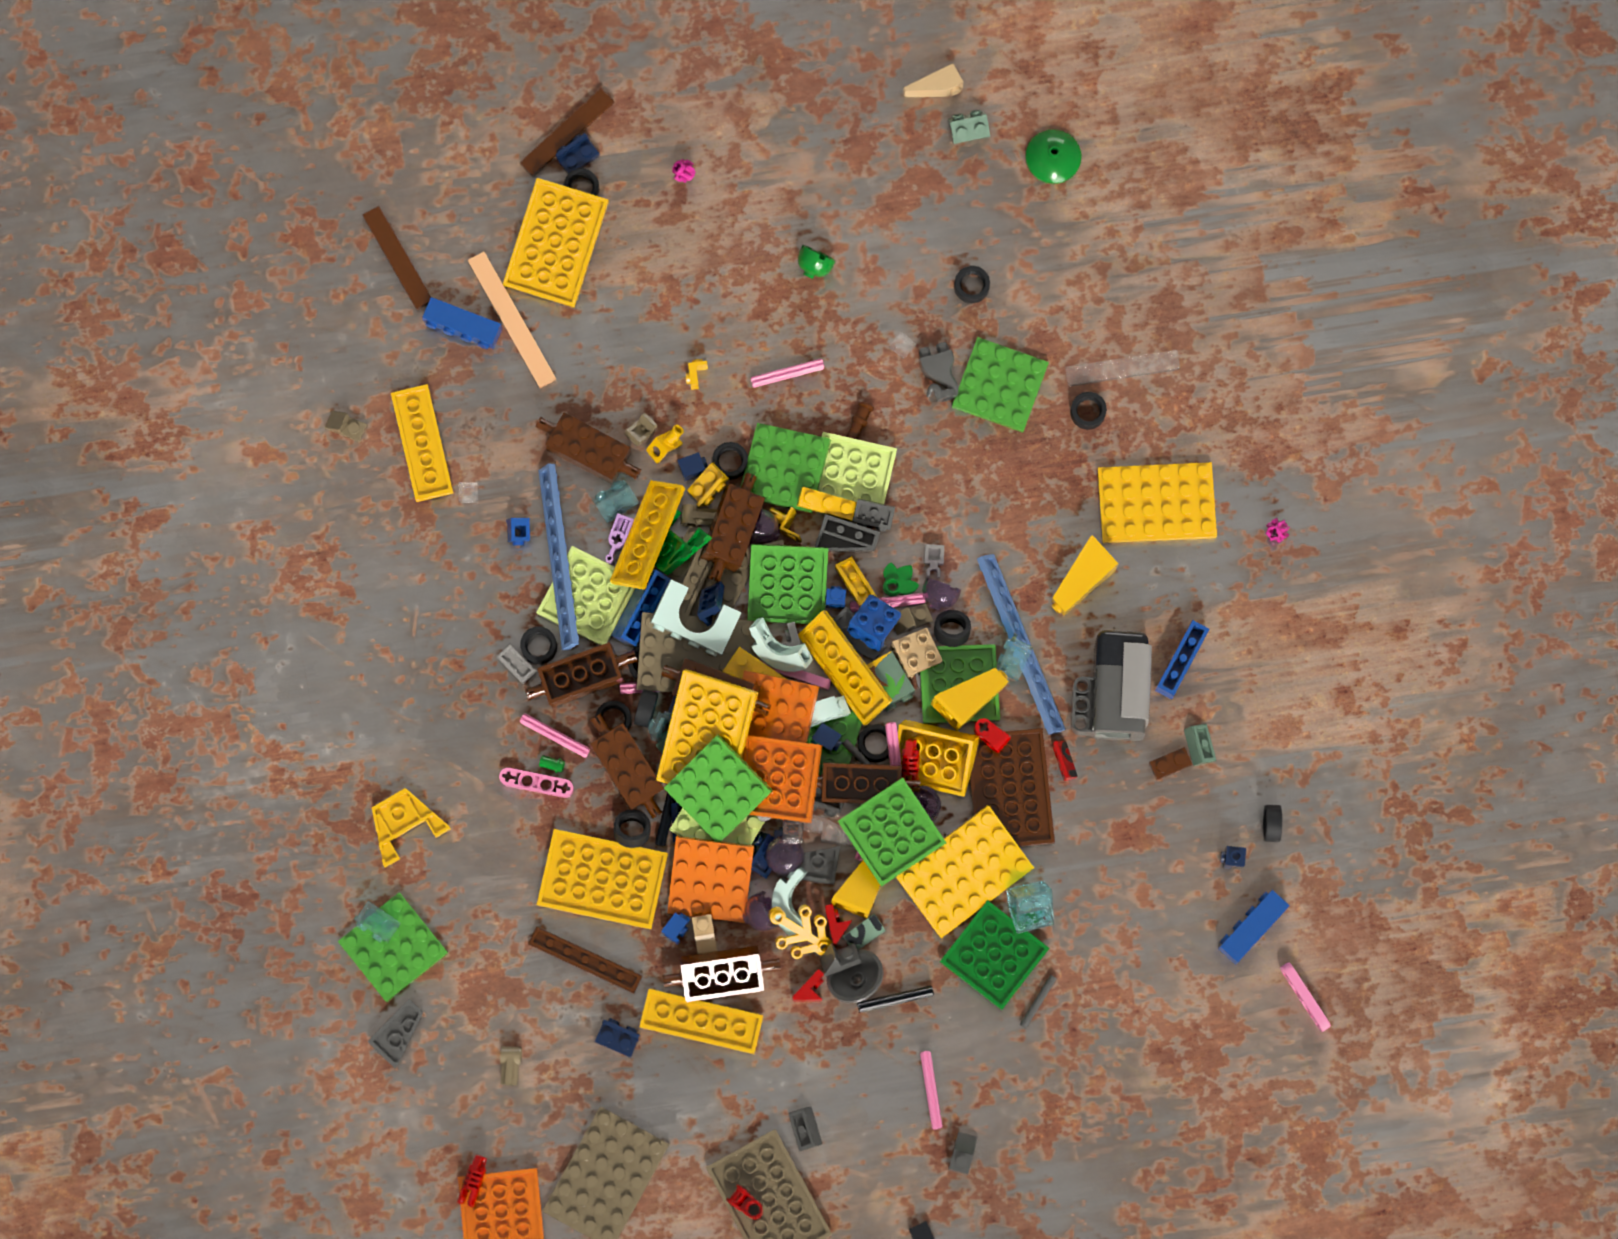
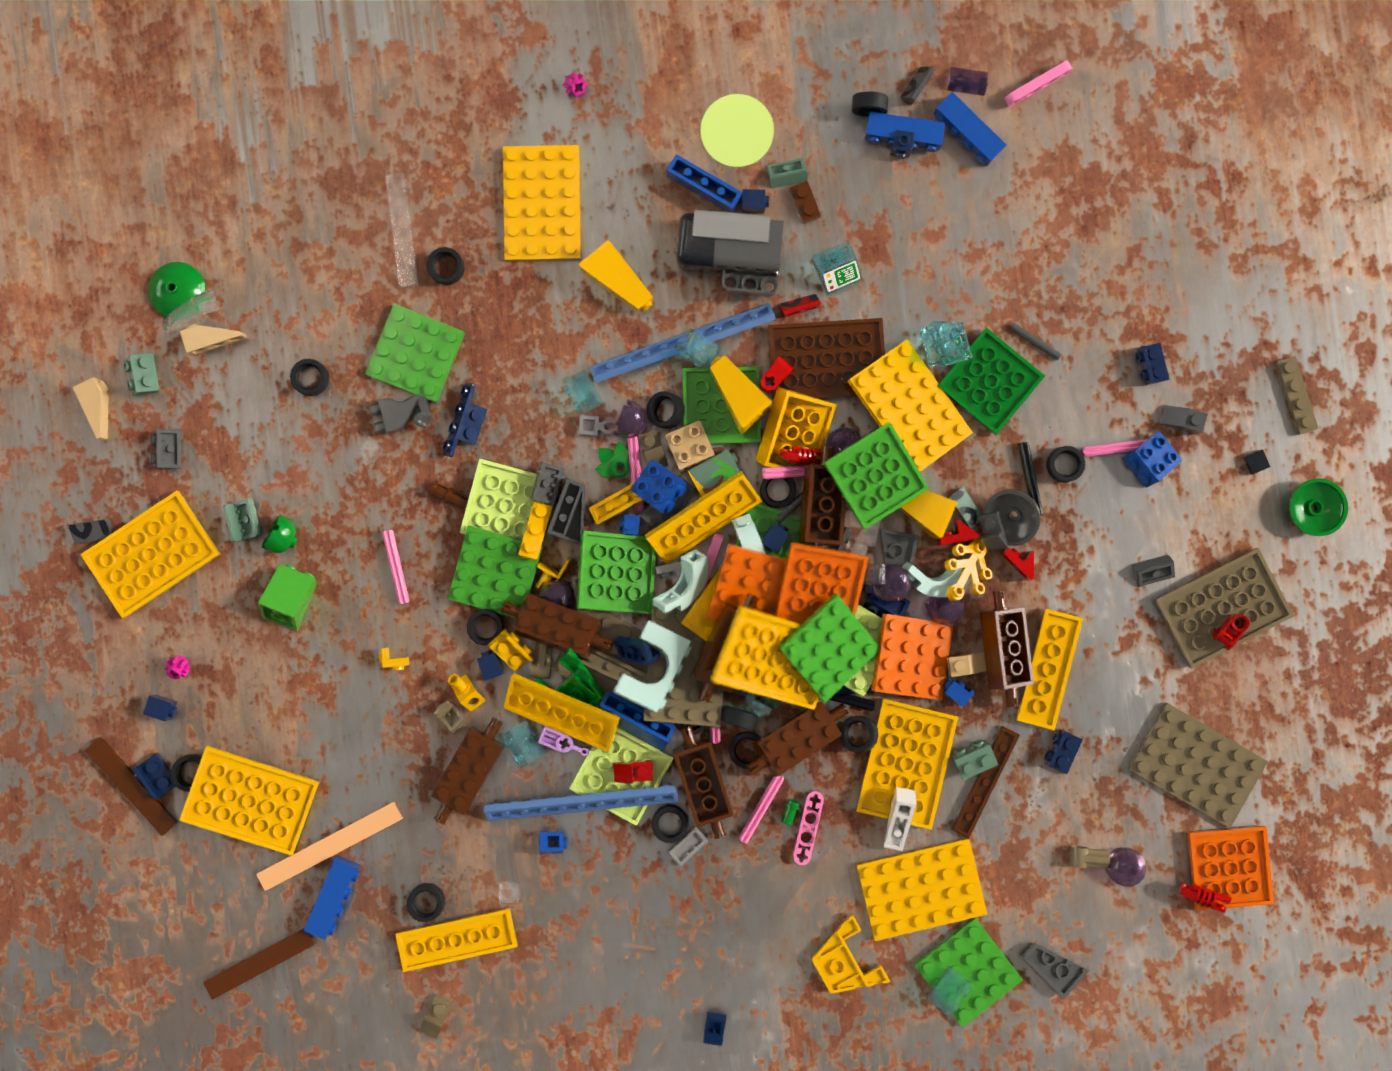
camera: 85 degrees left, 10 degrees up
(336, 694) = (714, 1028): none -> dark blue bracket
(458, 426) = (415, 914): none -> black tyre
(475, 898) = (921, 889): none -> yellow plate
(501, 1105) = (1126, 867): none -> clear purple cylinder
(548, 869) = (900, 818): none -> white slope
(590, 607) = (633, 771): none -> red slope
(607, 945) = (974, 759): none -> sand green bracket
(643, 156) = (160, 708): none -> dark blue brick
(754, 271) = (287, 597): none -> bright green slope
(793, 141) = (150, 554): none -> yellow plate
(813, 86) = (90, 531): none -> slope
(828, 225) = (242, 520): none -> sand green bracket
(896, 152) = (166, 448): none -> dark grey bracket
(897, 1033) = (1050, 465): none -> black tyre
(920, 1123) = (1153, 459): none -> blue bracket
(933, 436) = (466, 423): none -> dark blue bracket
(966, 547) = (583, 392): none -> clear light blue bracket
(1006, 181) = (203, 338): none -> tan slope
(1019, 1122) = (1152, 364): none -> dark blue bracket
(1031, 170) = (191, 311): none -> clear slope
(1103, 795) = (837, 267): none -> clear light blue slope
(1168, 711) = (754, 201): none -> dark blue brick
(1241, 694) = (737, 130): none -> yellowish green sticker
(1246, 878) = (882, 128): none -> blue brick
(1297, 873) = (917, 84): none -> dark grey slope
(1305, 925) = (967, 81): none -> clear purple slope

